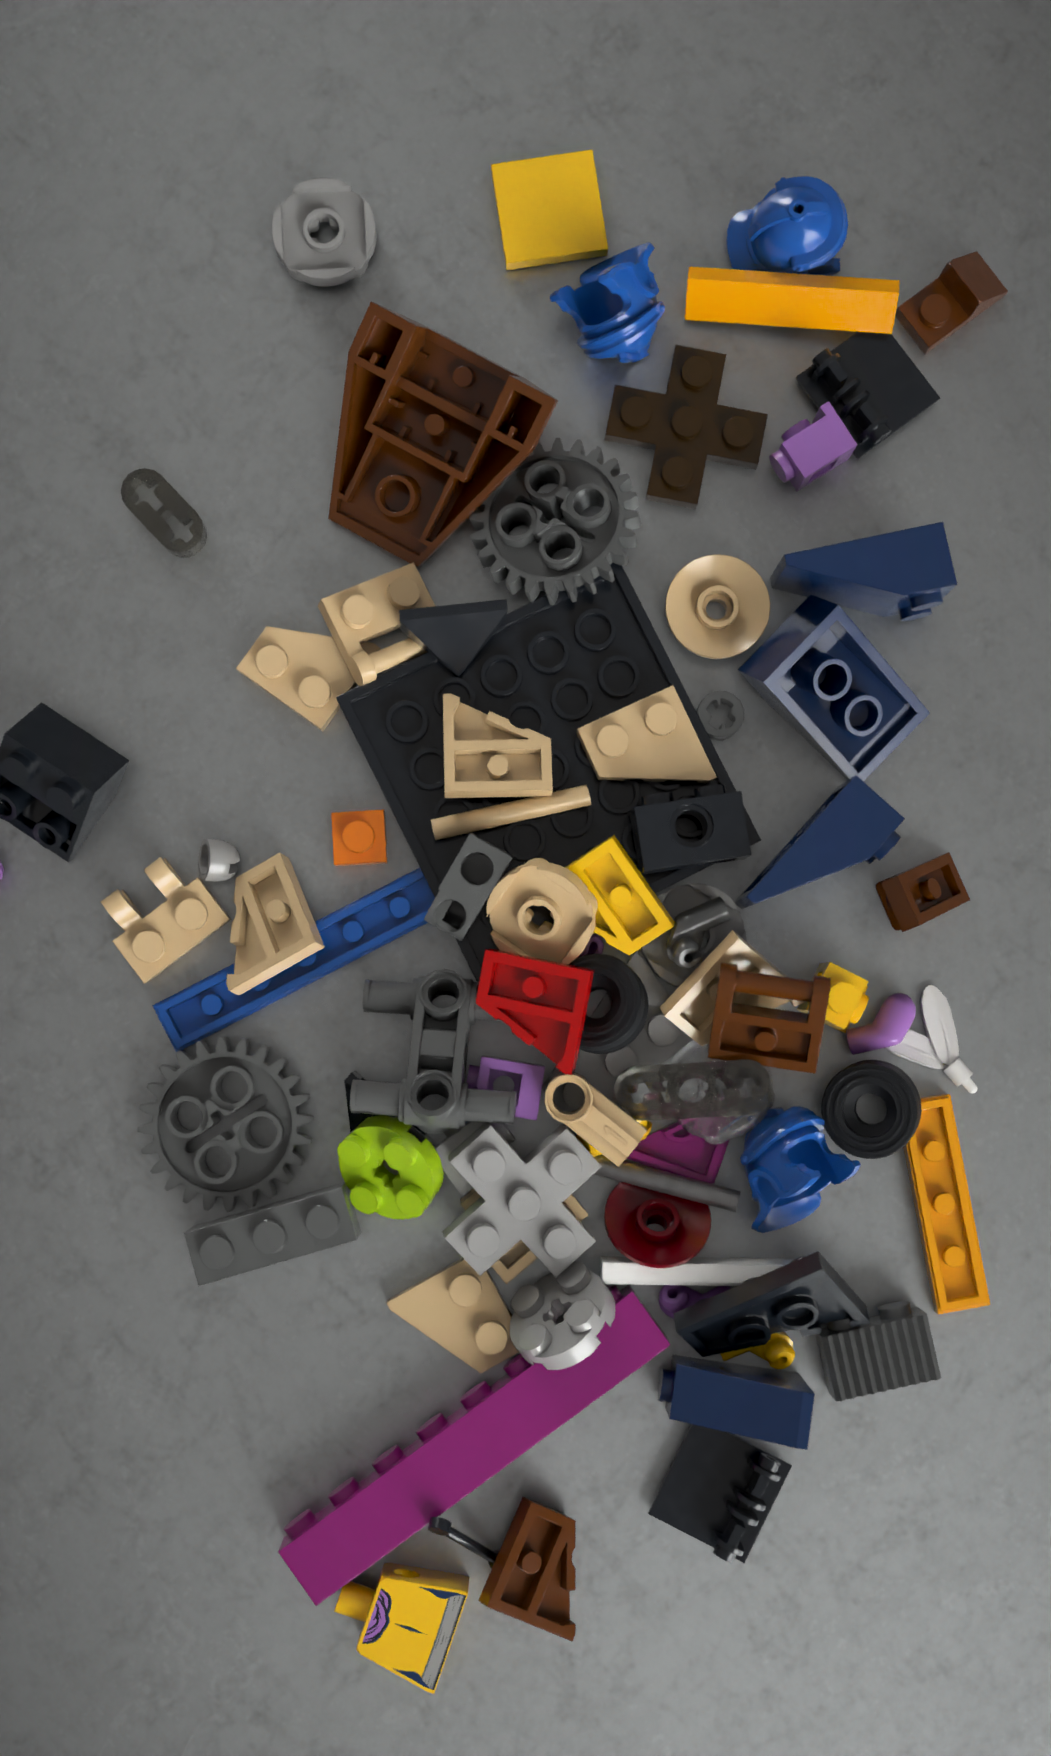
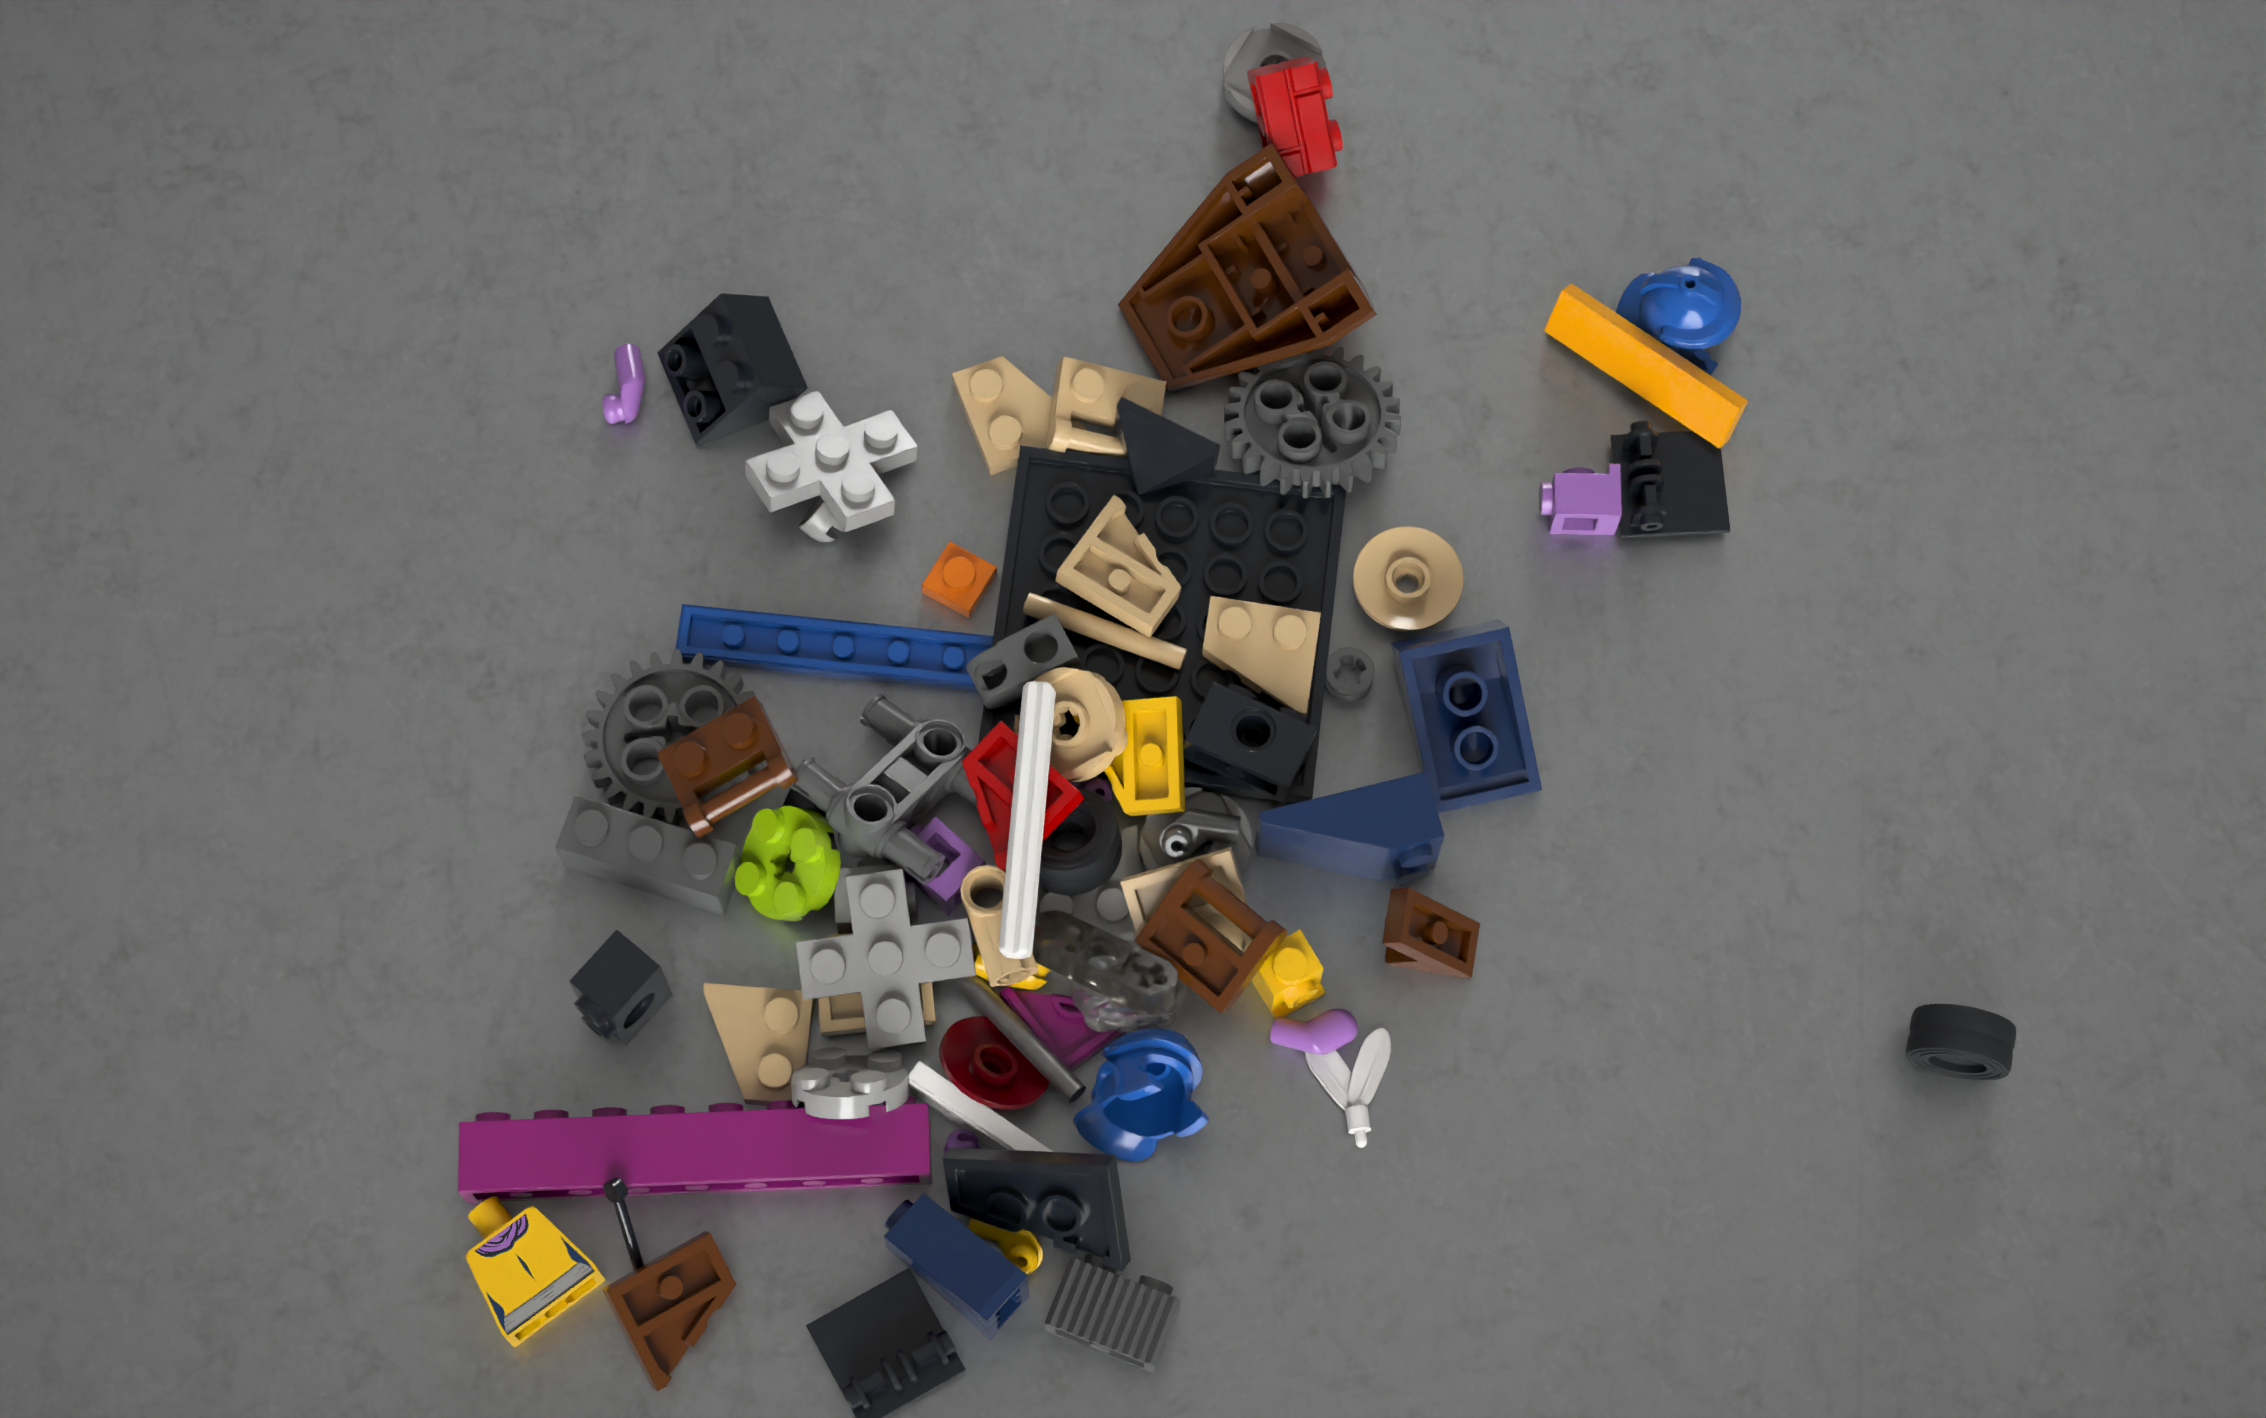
camera: 40 degrees right, 15 degrees down
(169, 930) = (741, 552): tan plate -> none
(172, 504) = (991, 212): clear smoke beam -> none
(191, 810) = (831, 461): none -> plate
(270, 924) = (832, 597): tan wing -> none
(279, 1123) = (721, 753): none -> reddish brown plate
(328, 1364) = (619, 989): none -> black brick
(368, 260) = (1294, 114): none -> red brick
(549, 209) = (1484, 172): yellow tile -> none
(566, 1024) = (1027, 820): none -> white axle
(615, 306) = (1483, 281): blue helmet -> none
(685, 427) = (1483, 418): dark brown plate -> none
(857, 1136) = (1234, 1066): black tyre -> none
(876, 574) = (1563, 628): dark blue slope -> none
(945, 1210) = (1264, 1228): light orange tile -> none
(950, 301) = (1797, 457): reddish brown slope -> none

